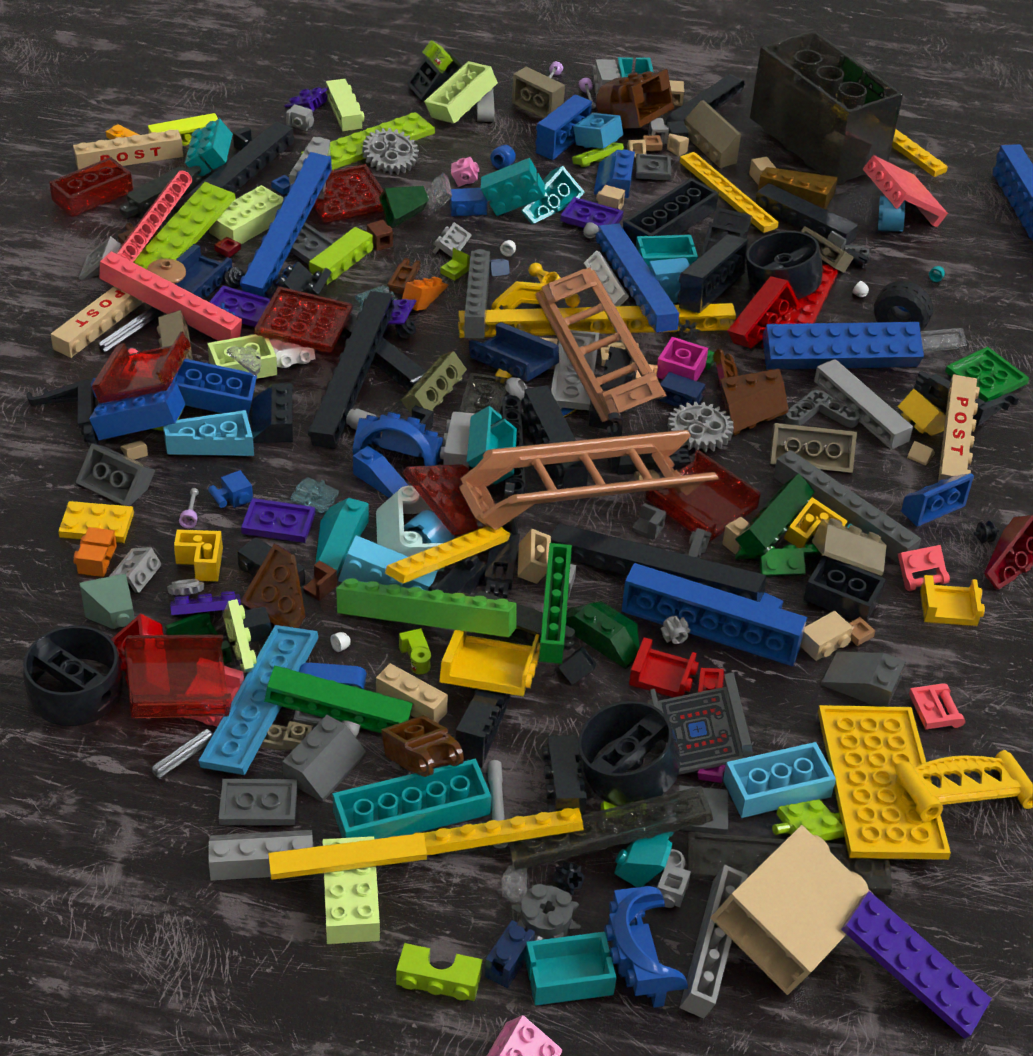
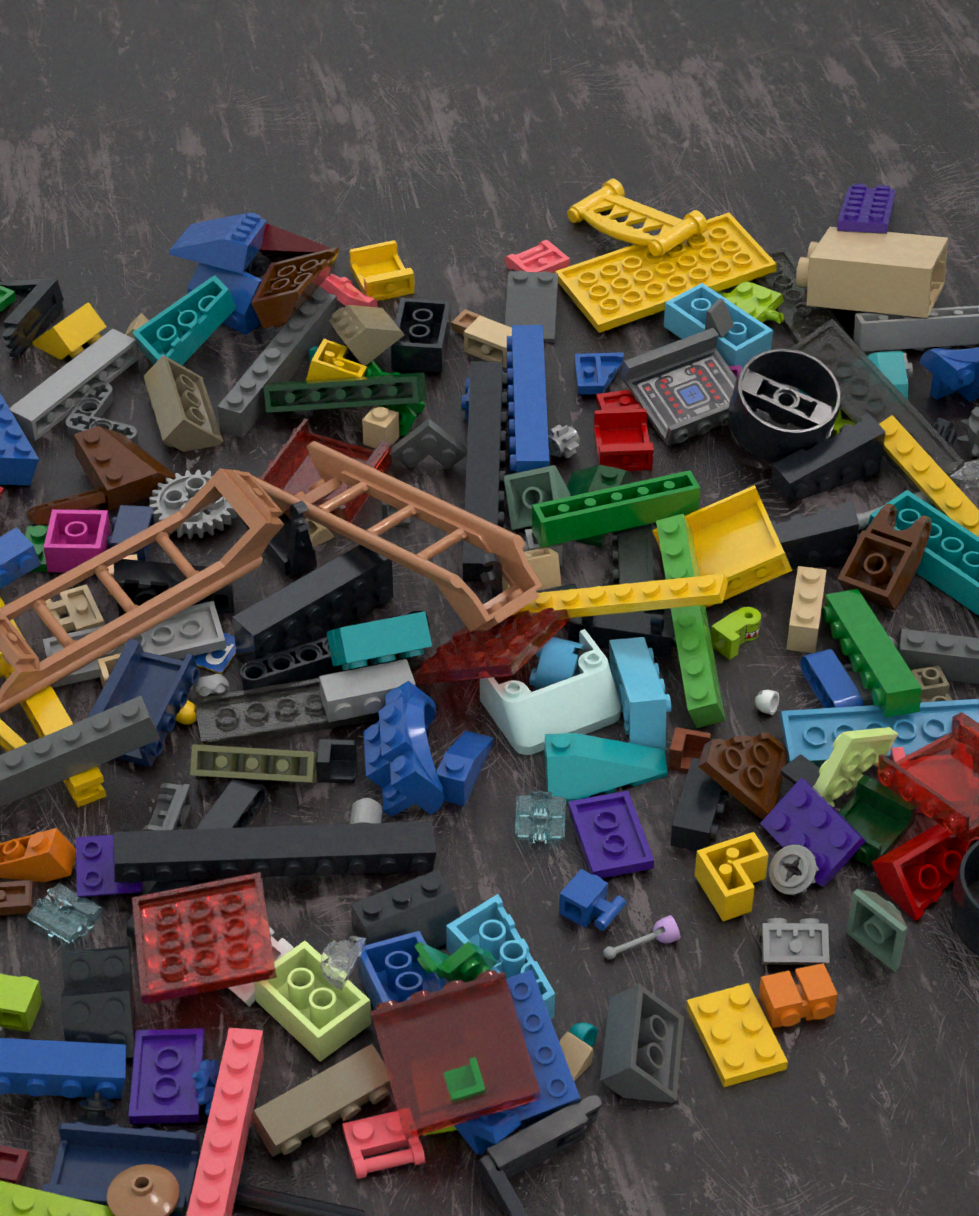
camera: 110 degrees left, 0 degrees up
(120, 368) = (464, 1081): none -> green panel
(143, 457) = (585, 1032): none -> teal hinge
(203, 384) = (462, 965): none -> green bracket
(418, 351) = (170, 810): none -> dark grey hinge
(607, 588) = (532, 488): none -> sand green slope
(761, 686) = (596, 371): none -> blue wing
(765, 756) = (719, 318): none -> dark grey slope
(896, 457) = (186, 323): none -> teal wedge
(910, 508) = (289, 285): none -> reddish brown wedge
(958, 427) = (105, 289): tan brick -> none
(983, 487) = (222, 242): none -> blue slope

